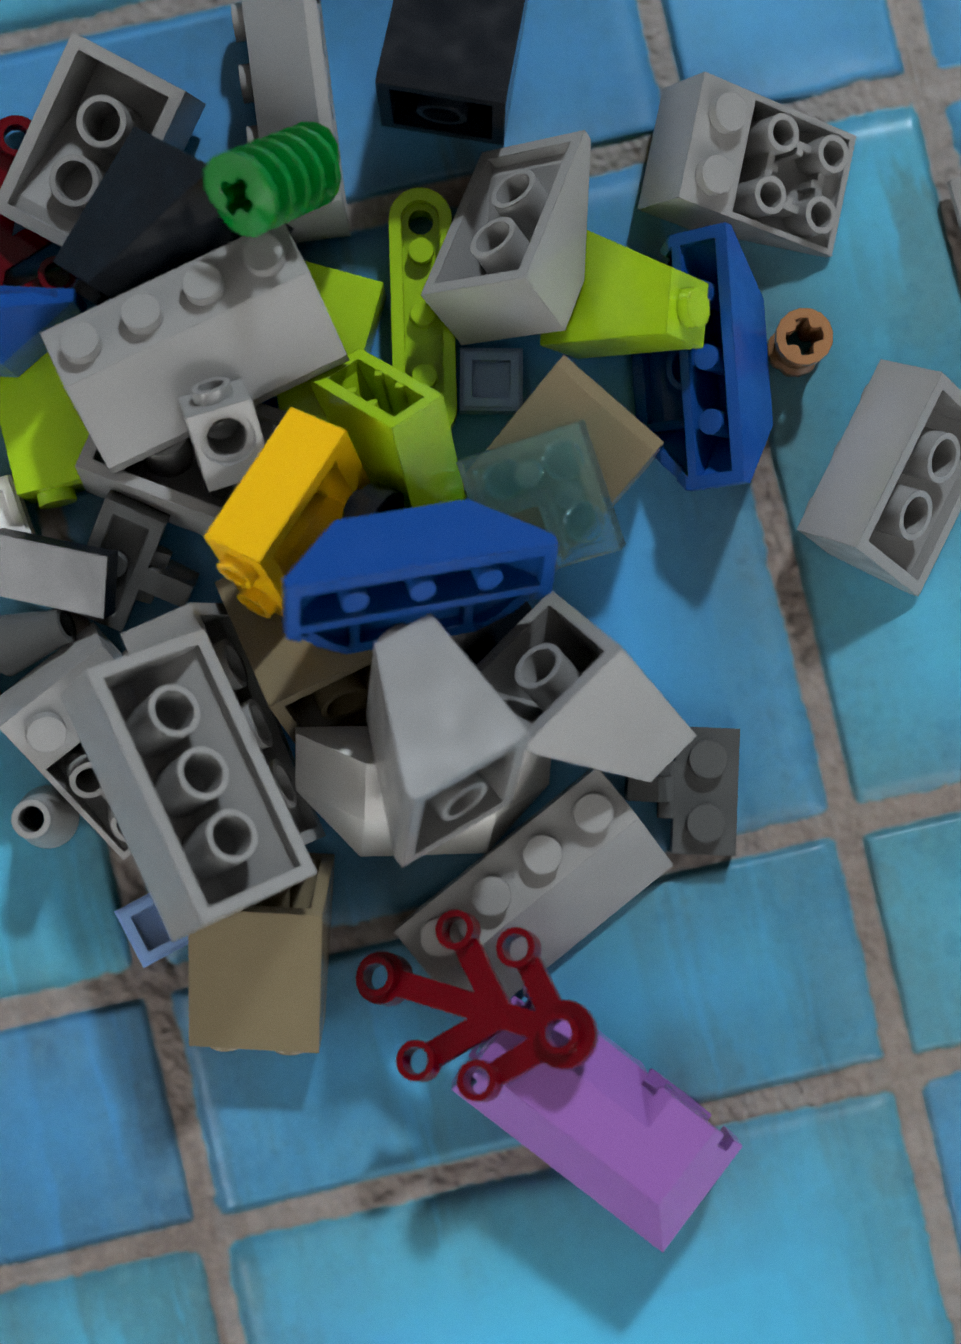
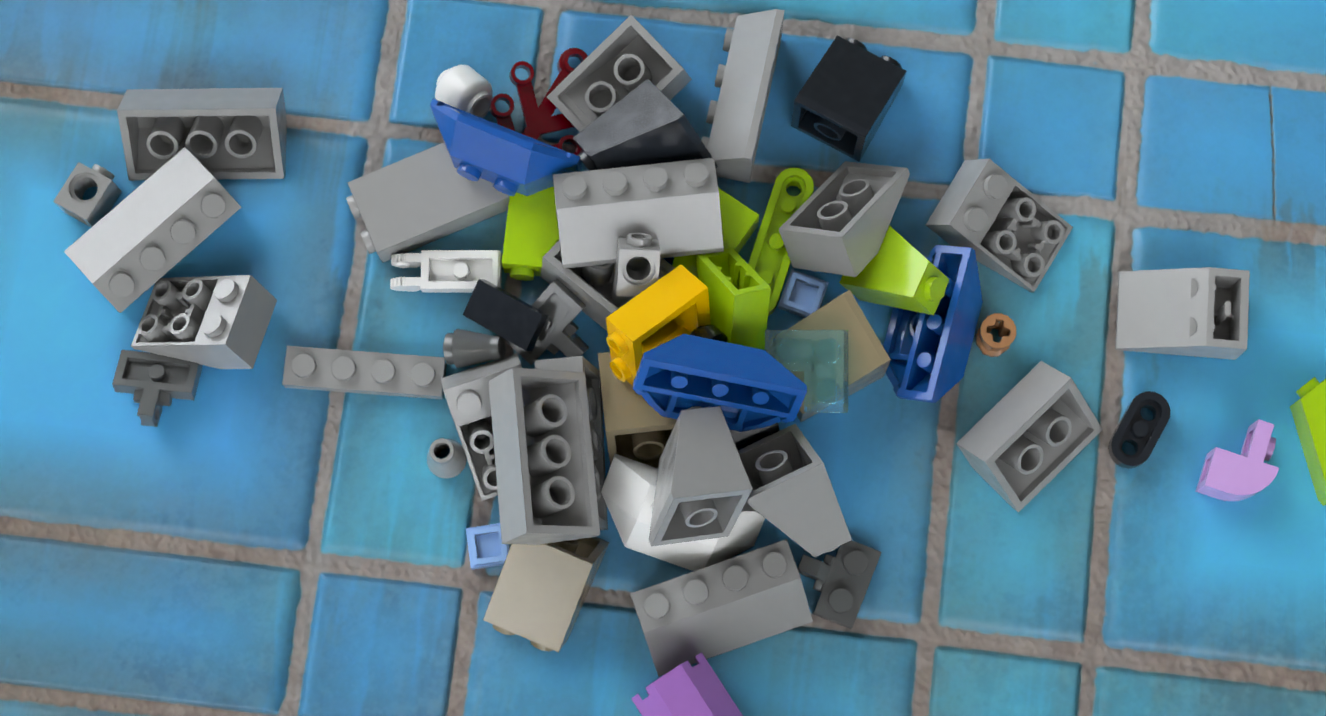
camera: 25 degrees right, 10 degrees down
(274, 178) = (718, 134): green piece -> none
(485, 1010) = (668, 653): dark red plant -> none

